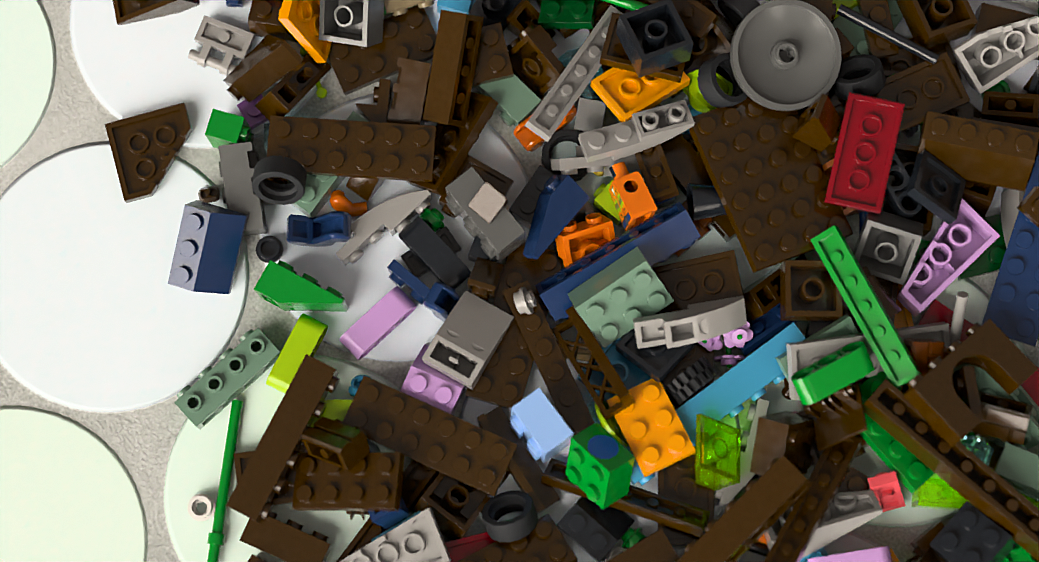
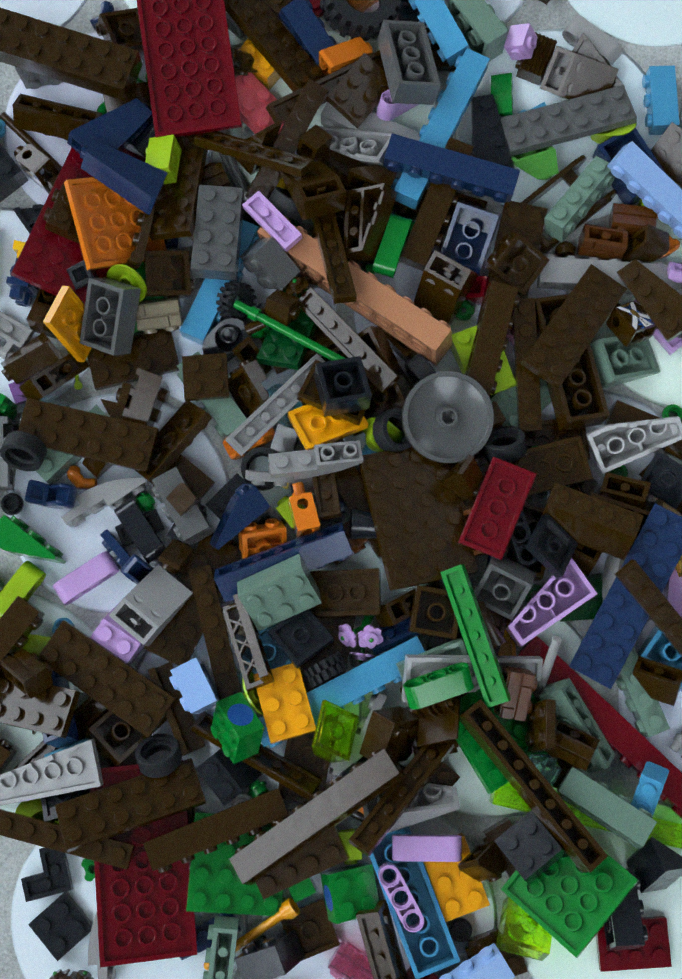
camera: 10 degrees right, 0 degrees up
(453, 68) = (179, 383): dark brown brick -> none
(524, 301) = (201, 582): light grey plate -> none
(692, 325) = (333, 626): light grey slope -> none
(887, 34) = (533, 412): black bar -> none
(887, 490) = (468, 787): coral plate -> none
(934, 393) = (518, 717): dark brown arch -> none

